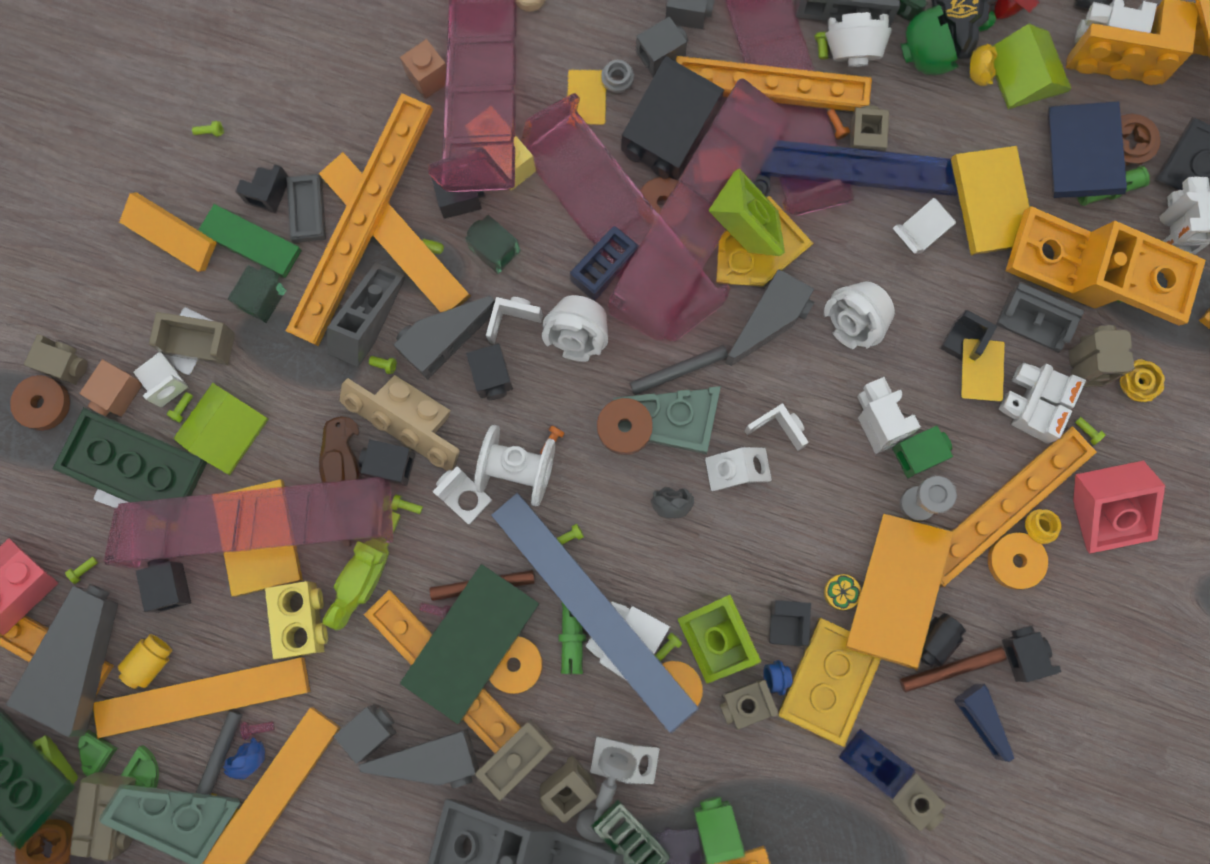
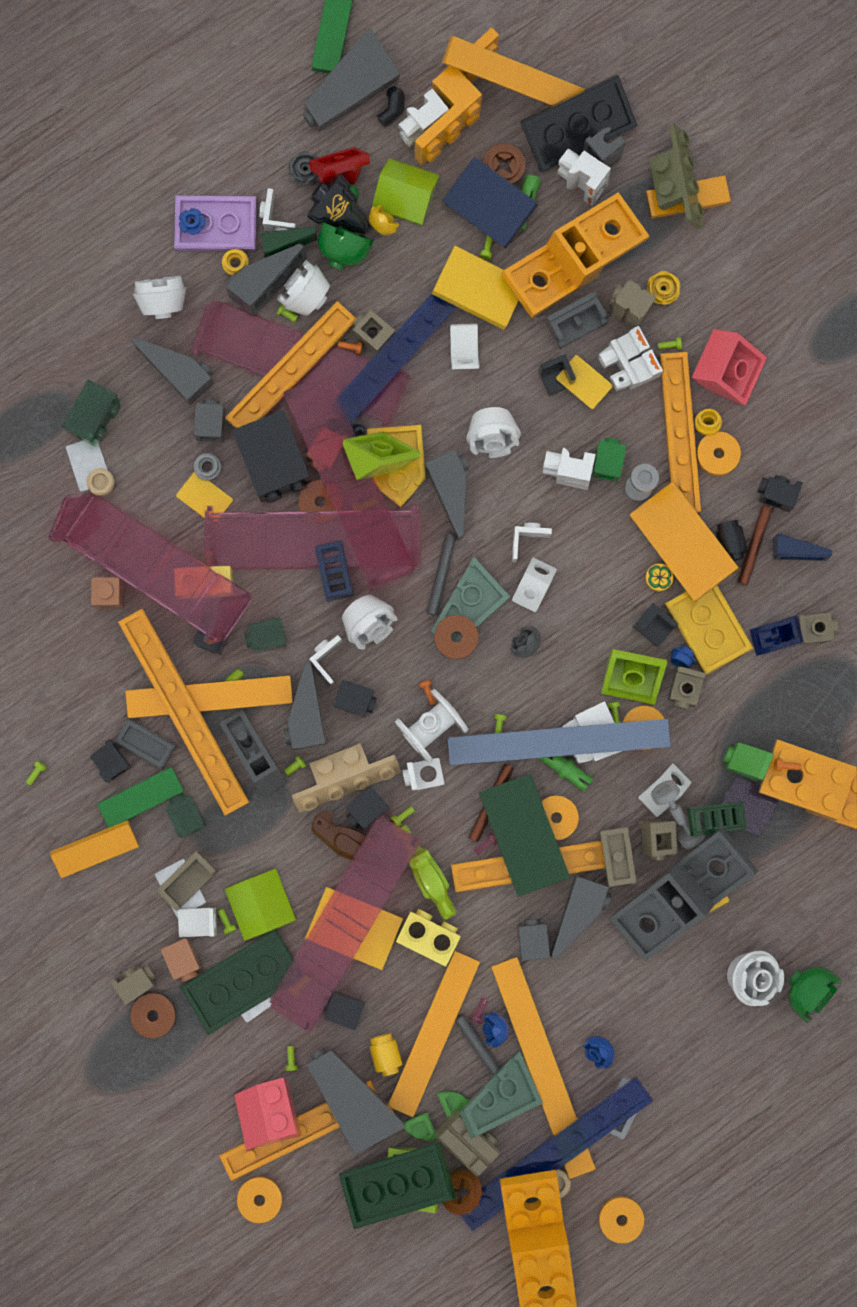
camera: 65 degrees left, 5 degrees up
(1032, 185) = (486, 254): none -> lime piece

